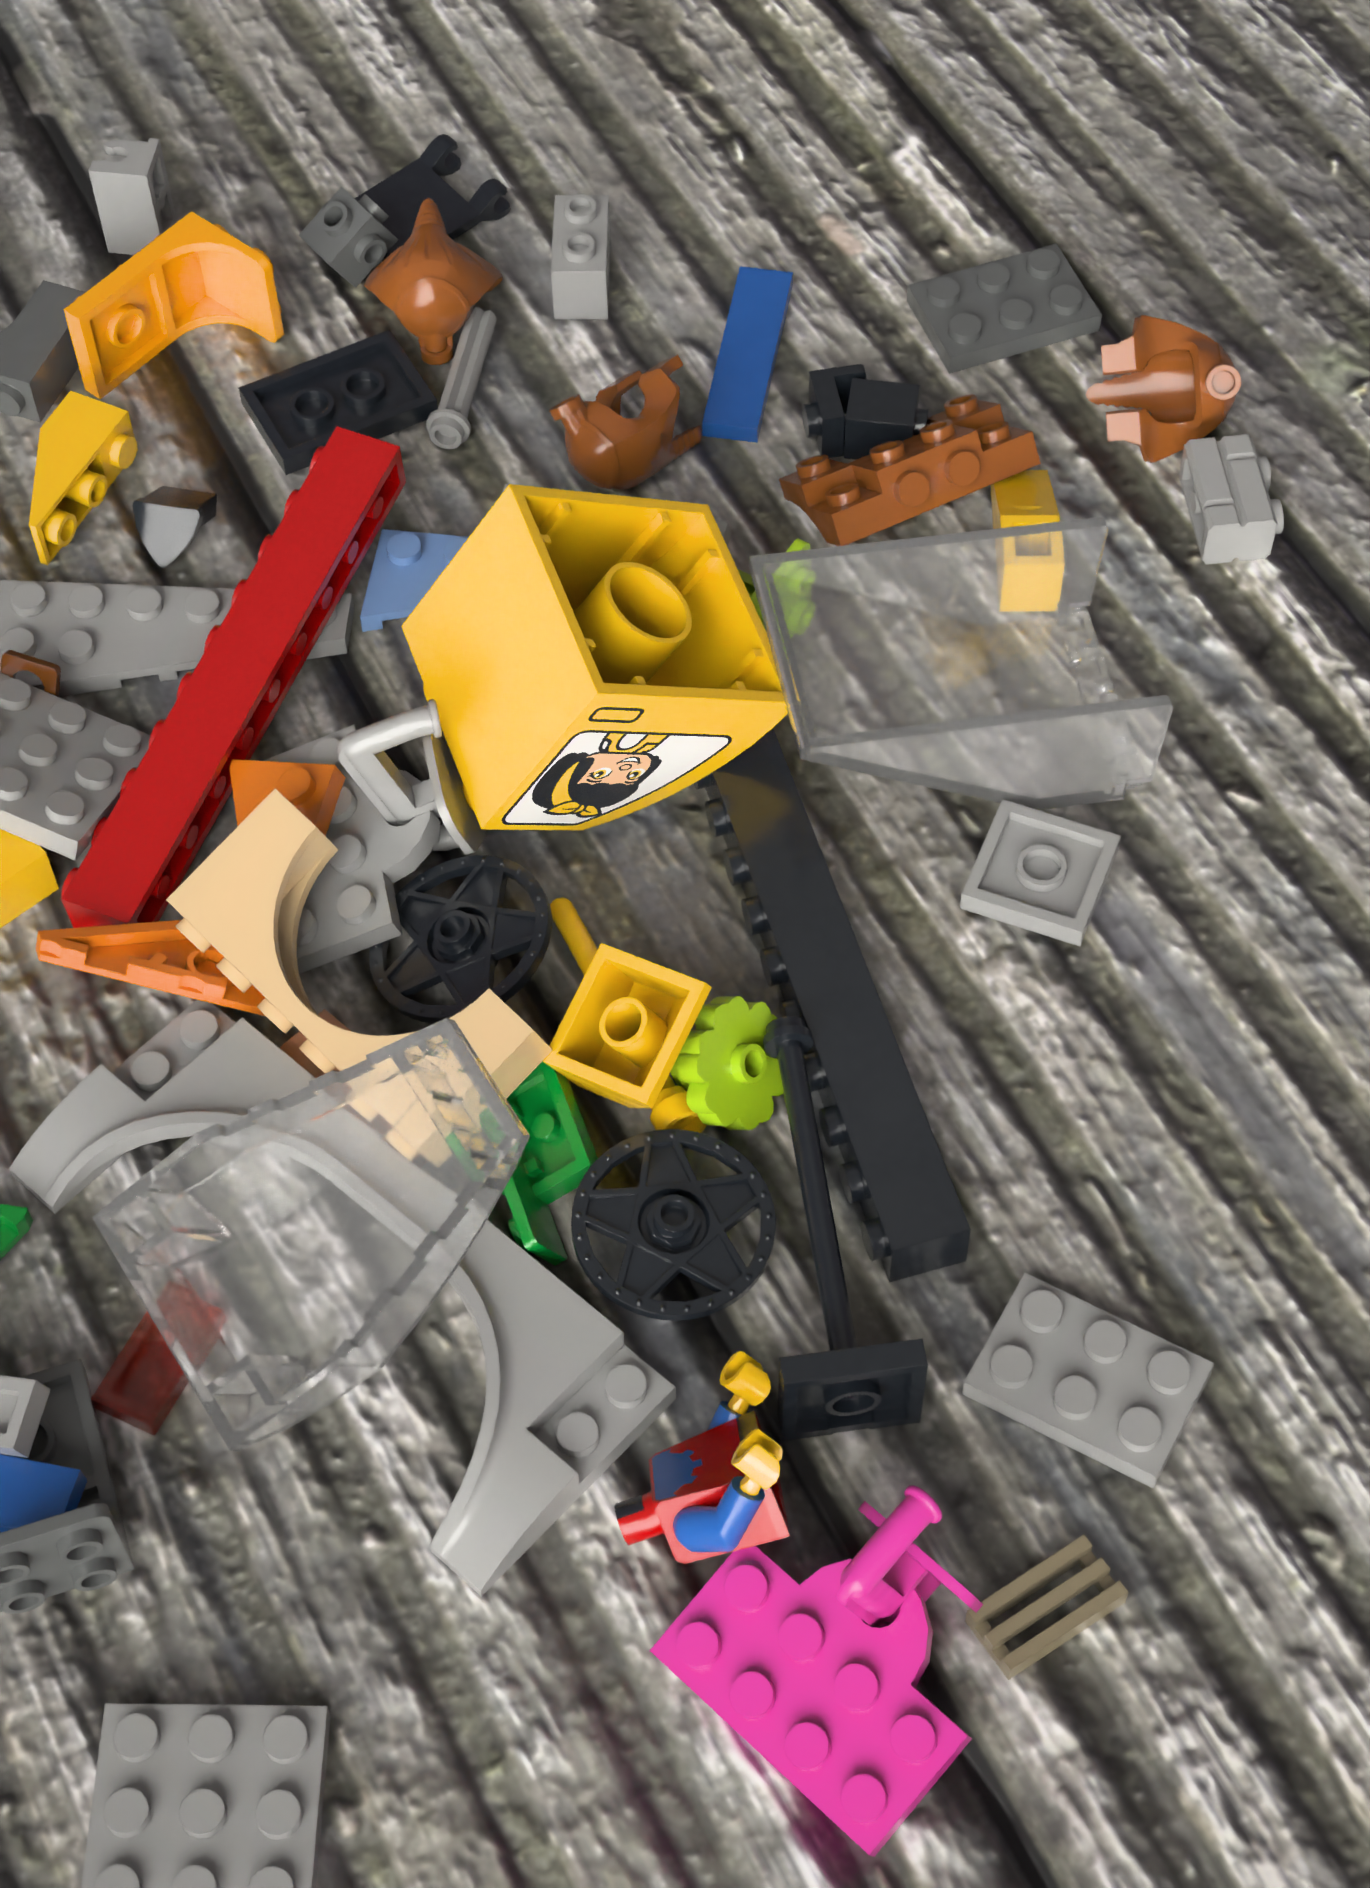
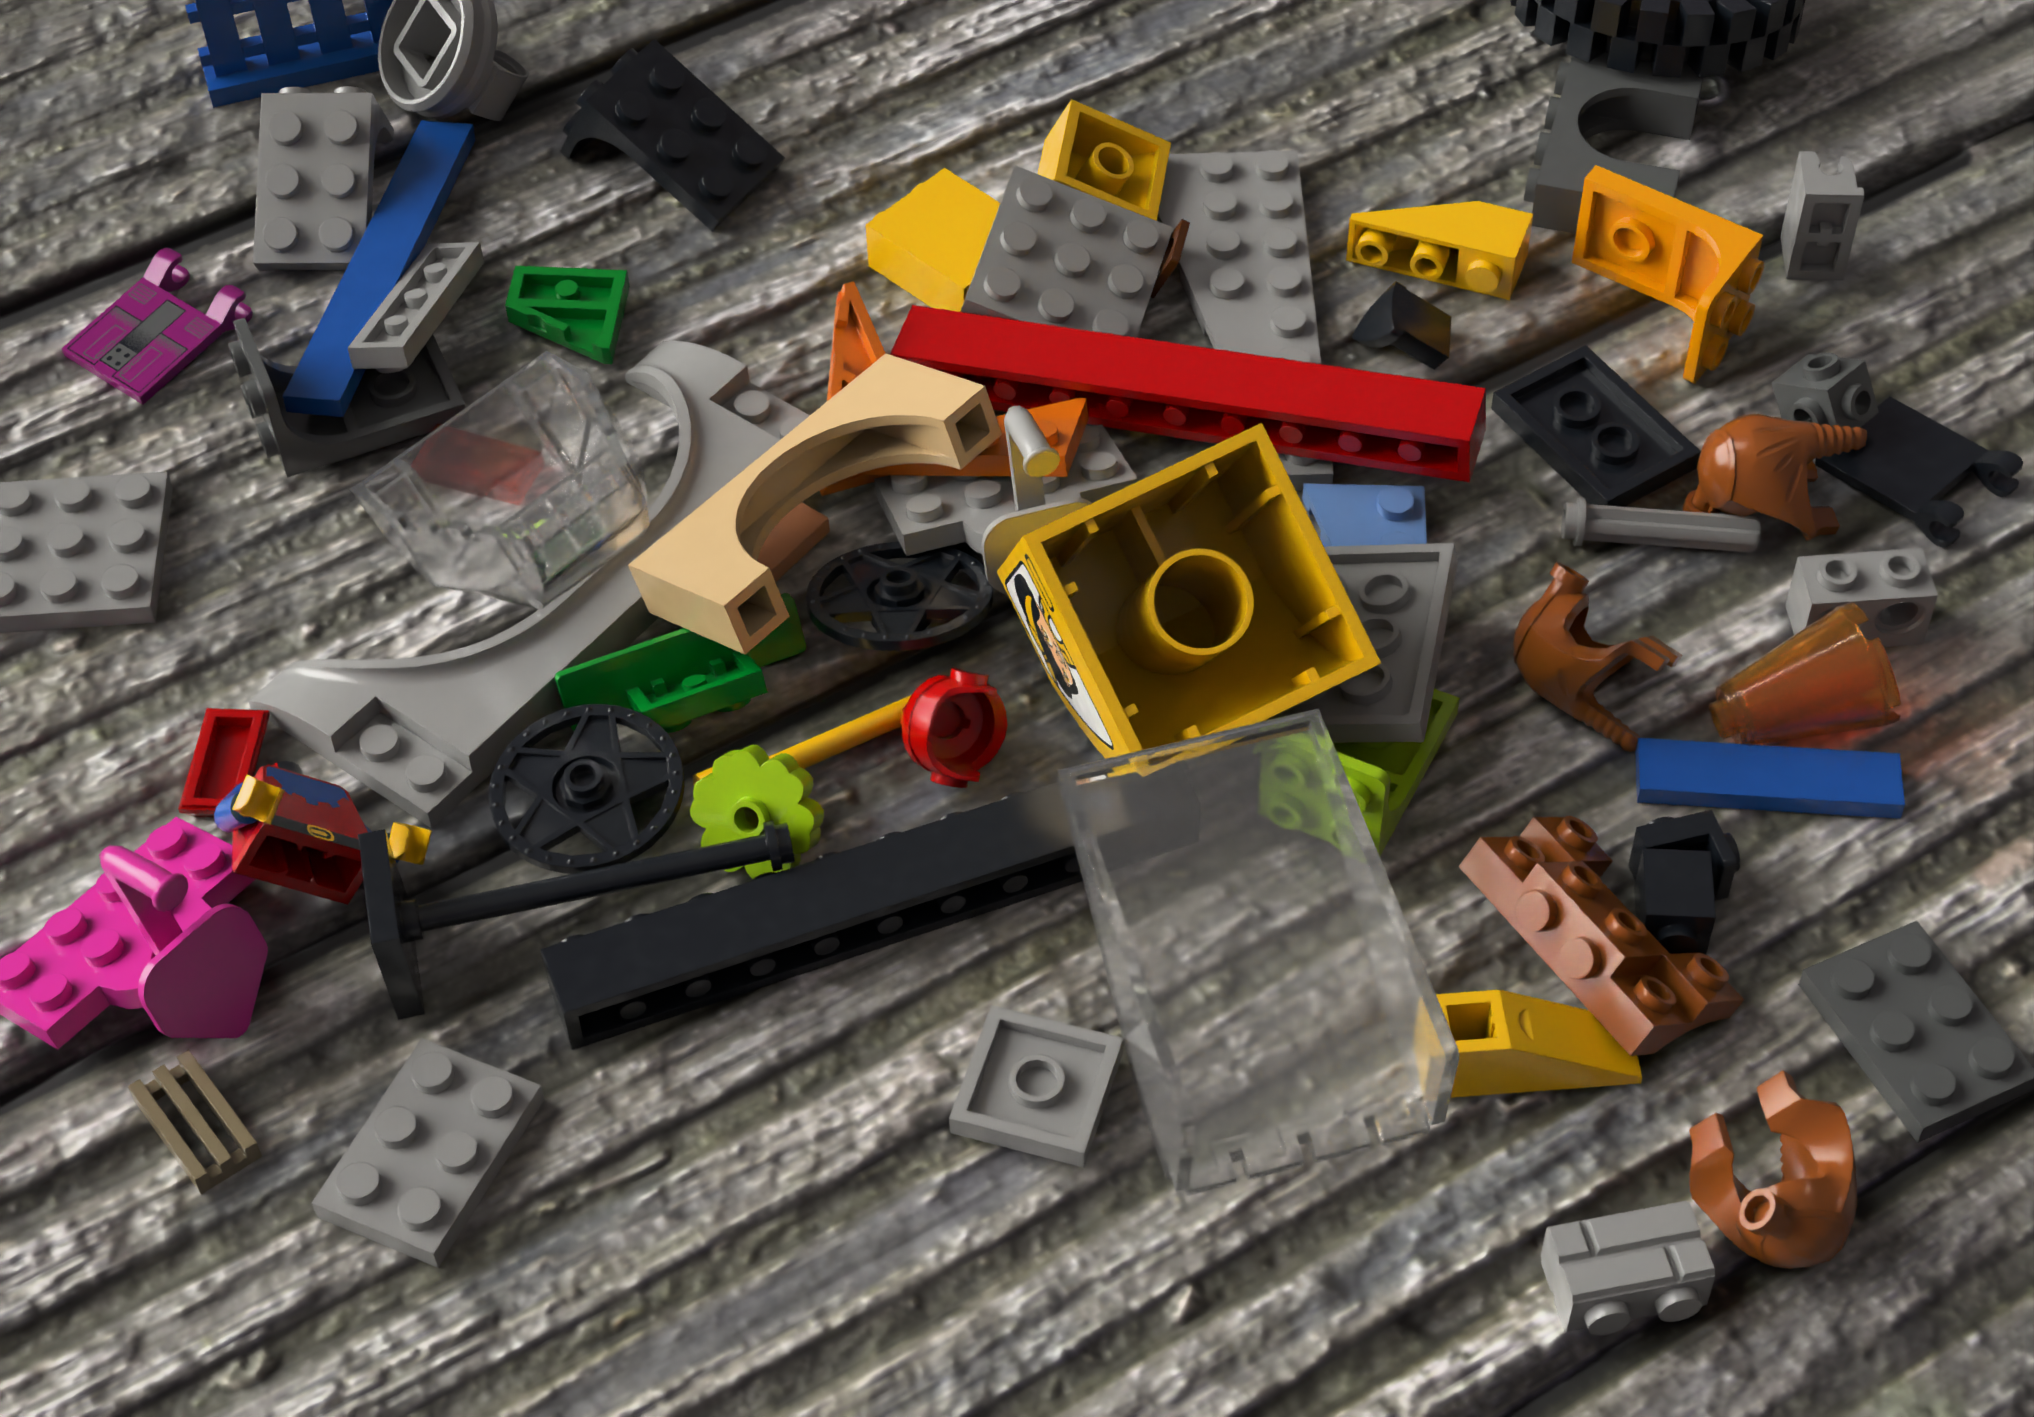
camera: 85 degrees right, 5 degrees down
(571, 1606) = (222, 757): none -> red tile
(626, 1027) = (772, 702): yellow slope -> none
(633, 908) = (954, 726): none -> red cap
(675, 289) = (1811, 685): none -> clear orange cone

